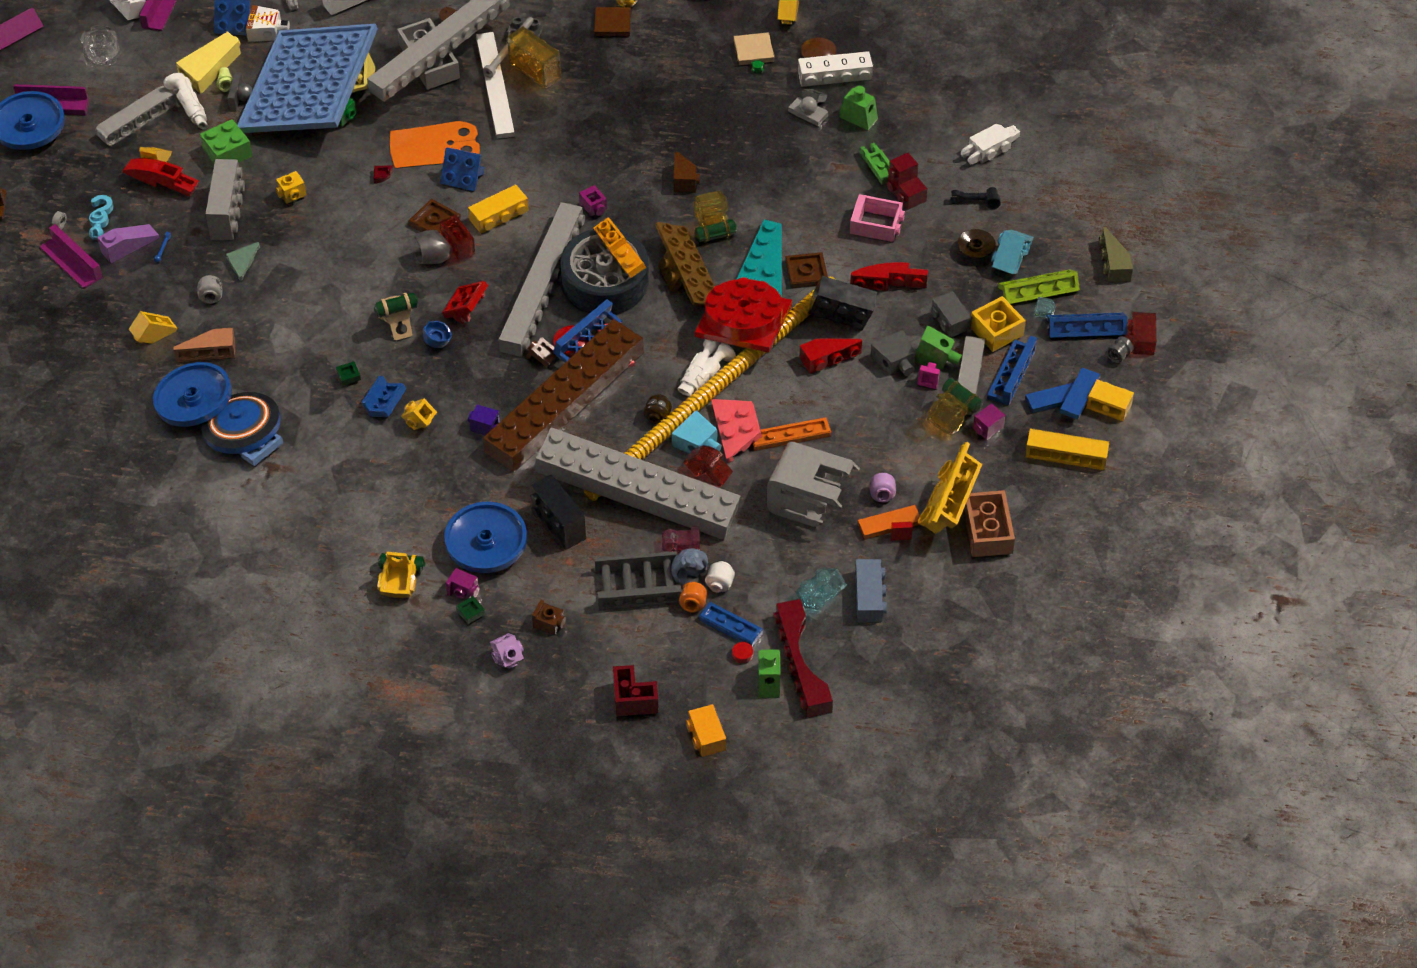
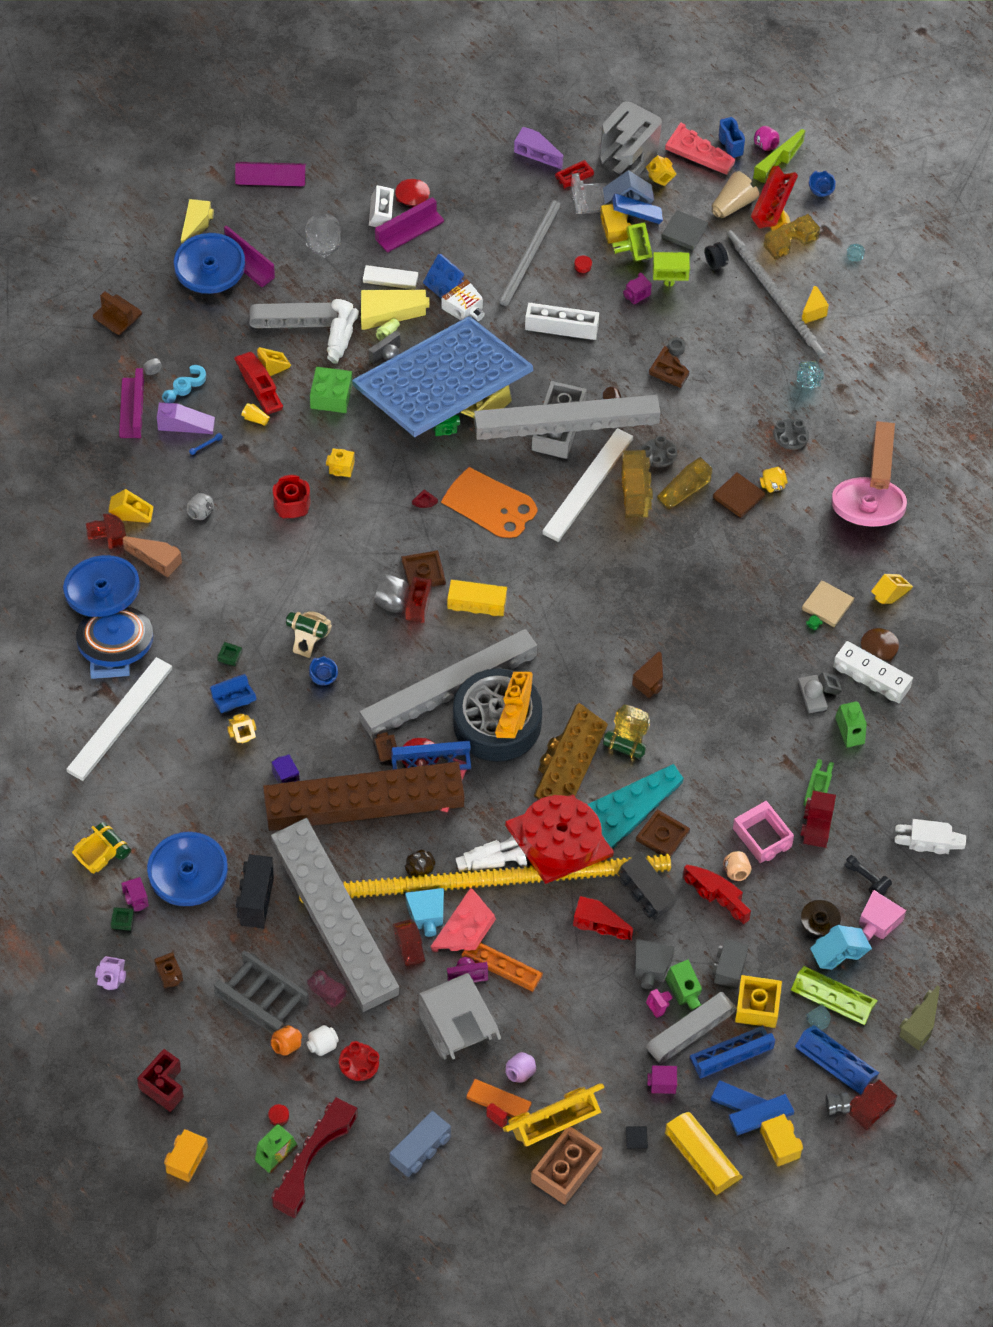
camera: 40 degrees right, 5 degrees up
(152, 351) = (110, 527): none -> clear red brick
(180, 200) = (254, 414): none -> yellow cone
(184, 44) = (390, 277): none -> white tile
(224, 199) = (280, 437): light grey brick -> none
(242, 259) = (250, 497): sand green tile -> none
(277, 234) = (291, 497): none -> red brick
(309, 478) = (119, 719): none -> white tile
(455, 306) = (372, 661): red piece -> none
(461, 169) = (482, 542): blue bracket -> none
(489, 70) = (616, 462): light grey bar -> none
(568, 35) = (686, 483): none -> clear yellow slope
(594, 205) = (555, 646): magenta brick -> none
(688, 563) = (308, 1010): sand blue hair -> none
(730, 624) = (294, 1085): blue tile -> none
(761, 571) = (358, 1061): none -> red dish
(770, 455) = (465, 965): none -> magenta tile
(820, 588) = (384, 1111): clear light blue brick -> none
(883, 251) = (737, 866): none -> light nougat head
(952, 406) = (643, 1043): clear yellow piece -> none
(1011, 473) = (636, 1137): none -> black tile
(1013, 213) = (880, 916): none -> bright pink torso

